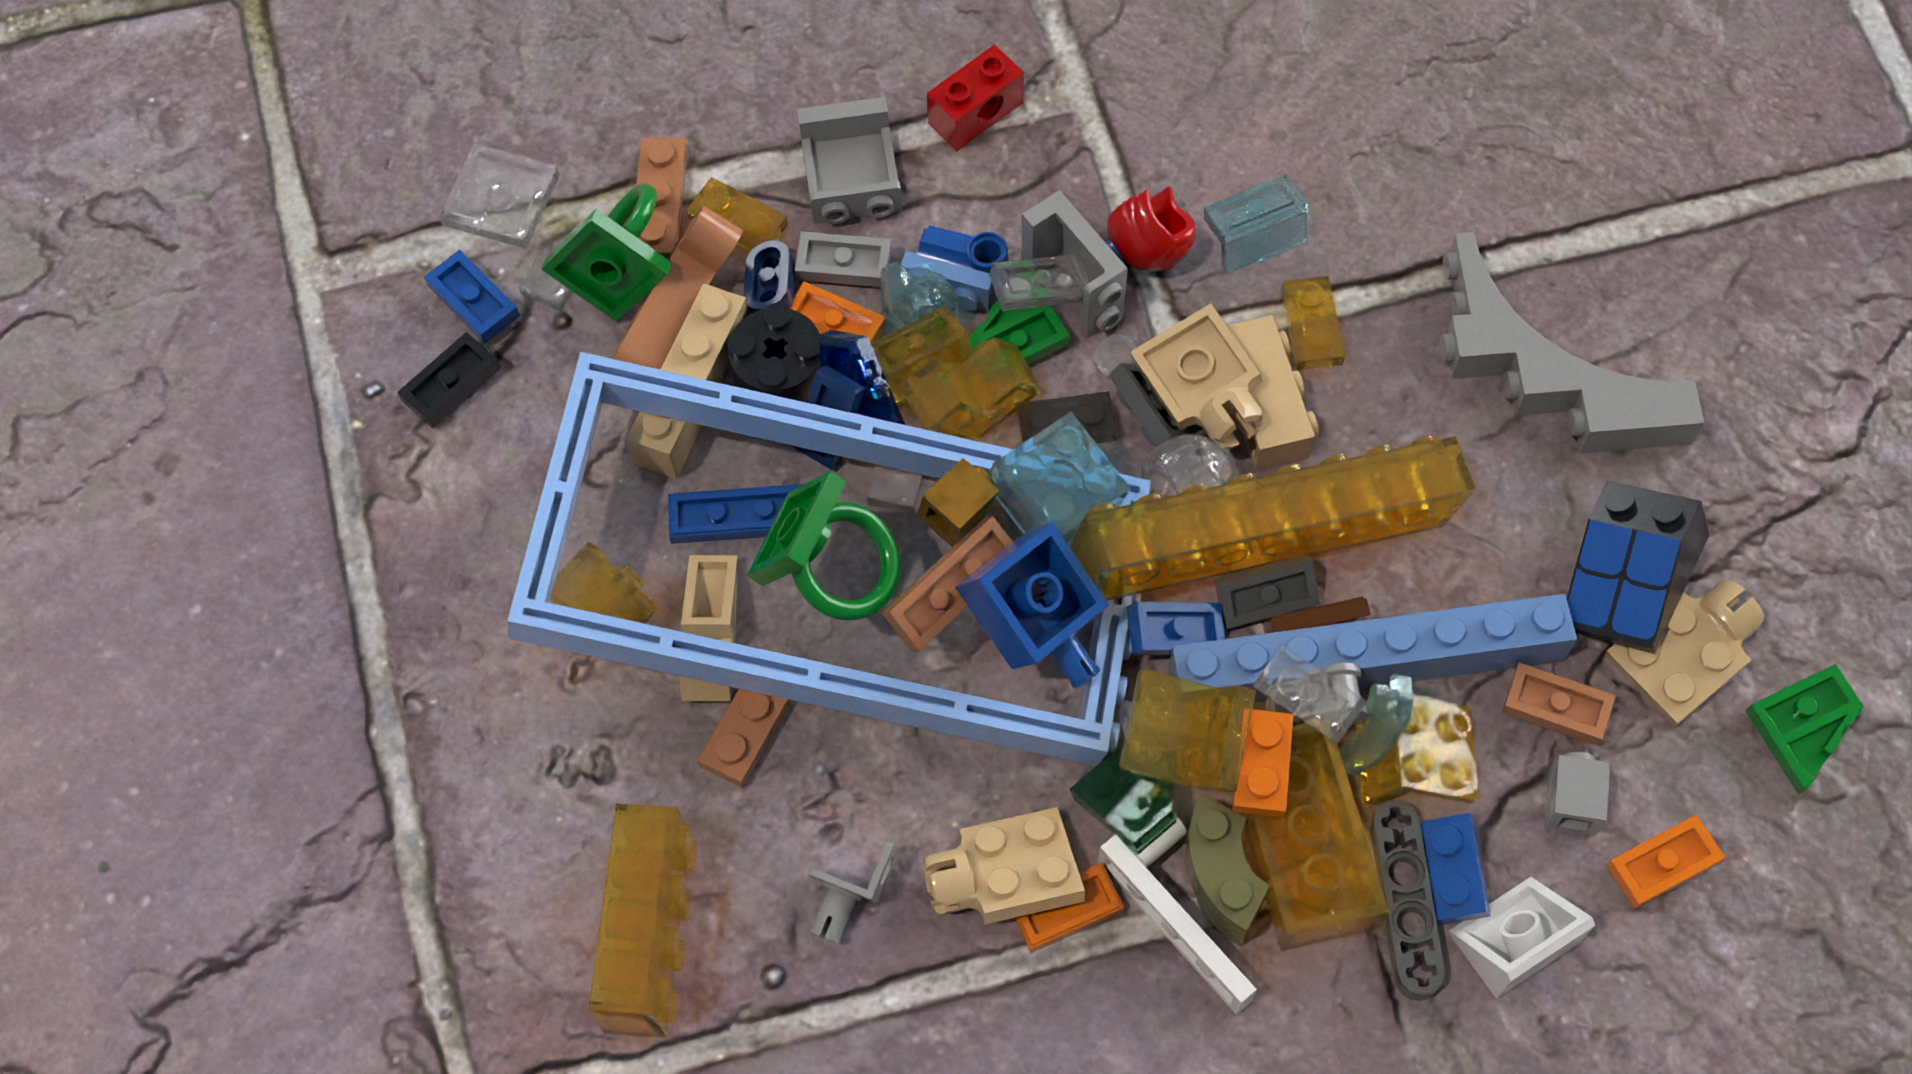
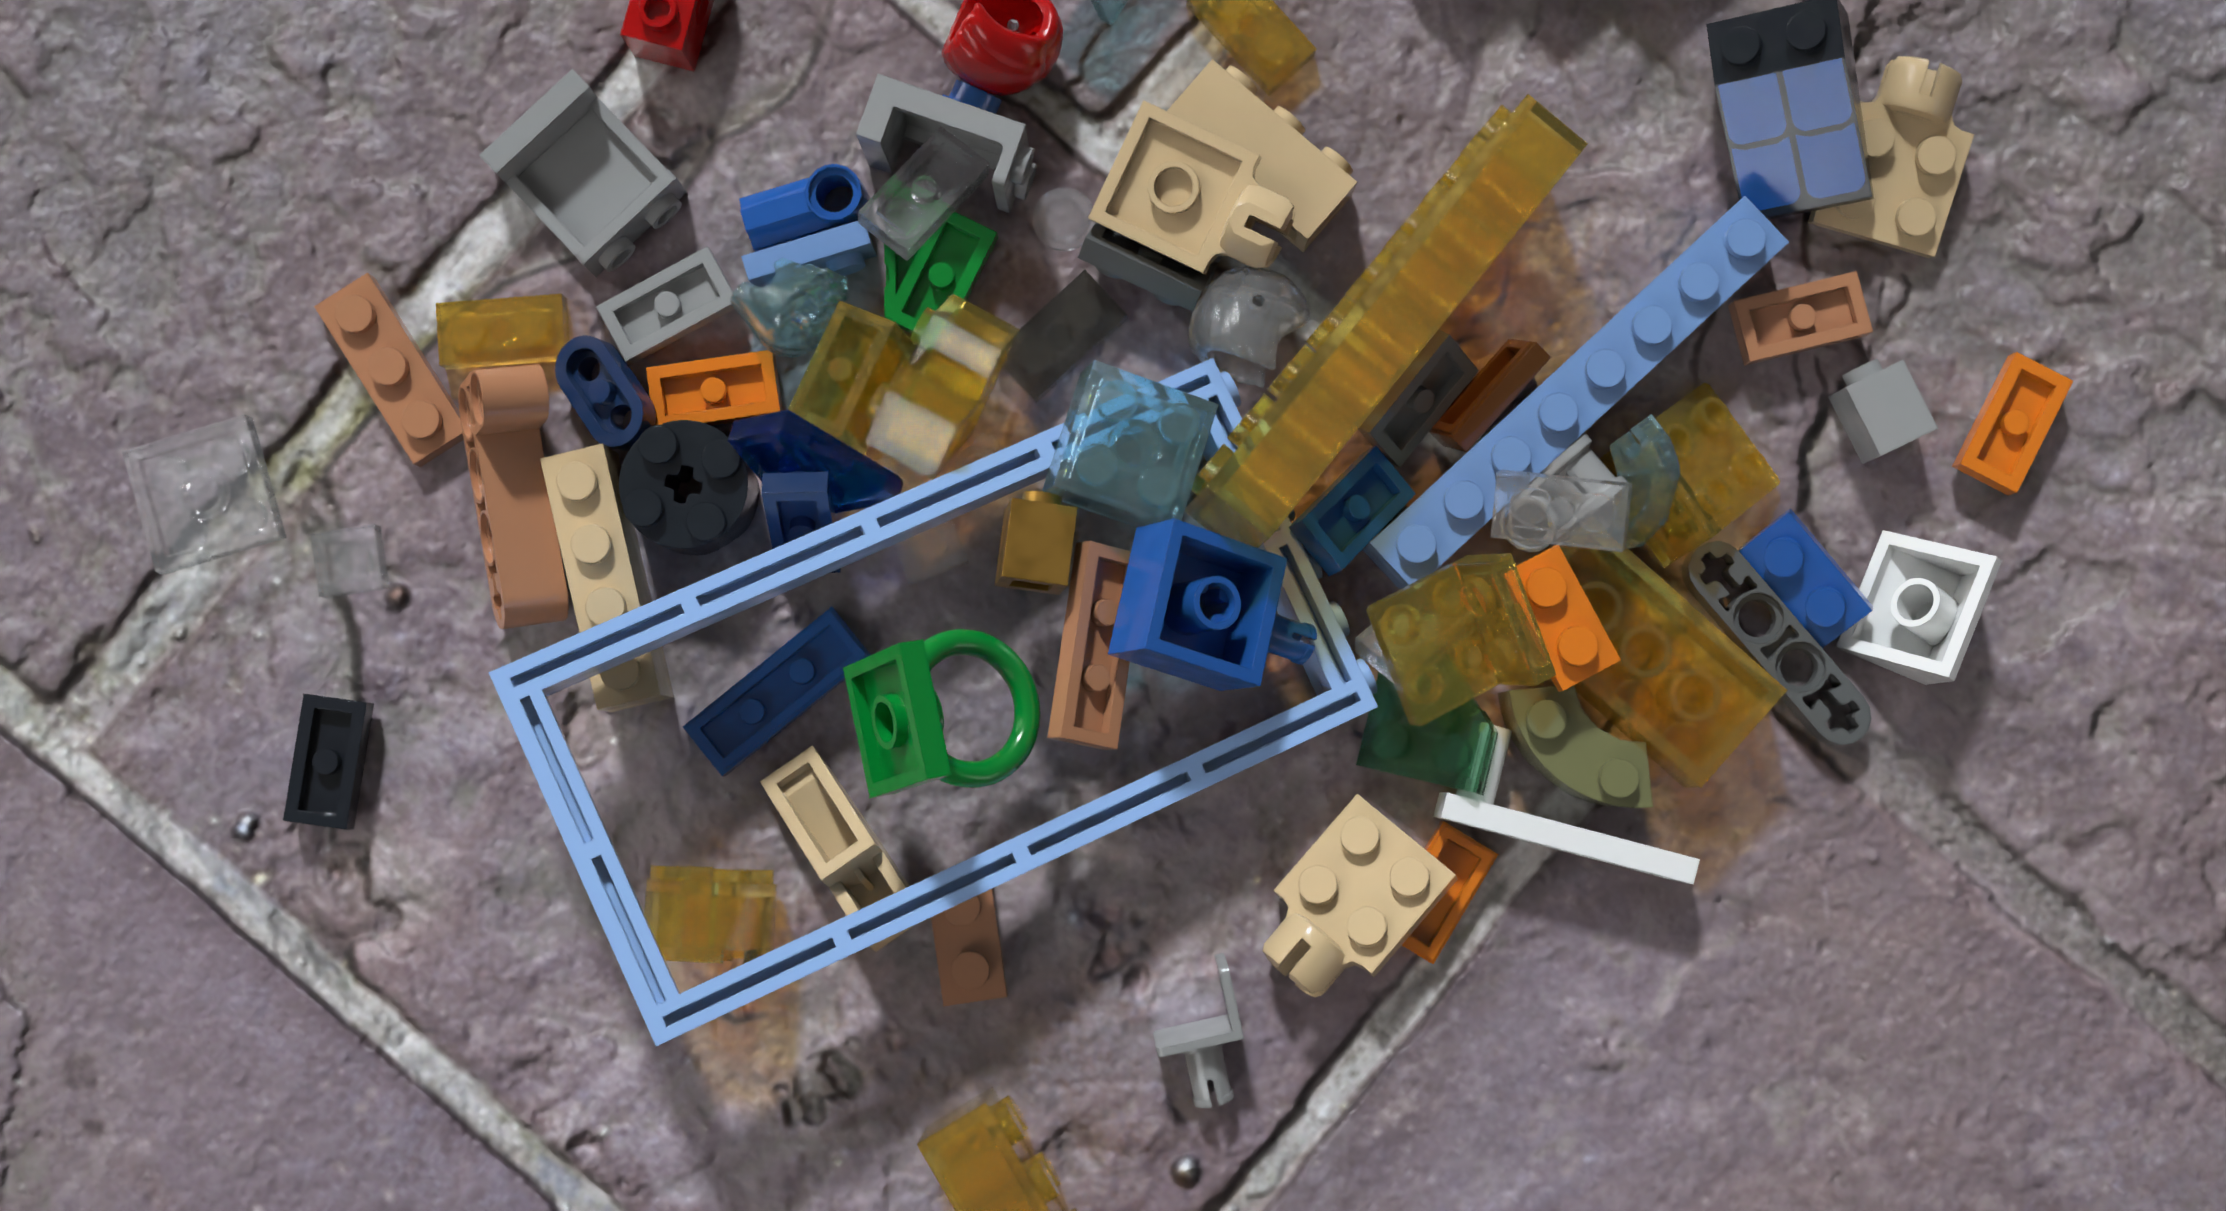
camera: 35 degrees left, 20 degrees up
(471, 296) = (272, 642): blue plate -> none
(608, 261) = (407, 511): green tile -> none
(1806, 723) = (2065, 165): green wing -> none

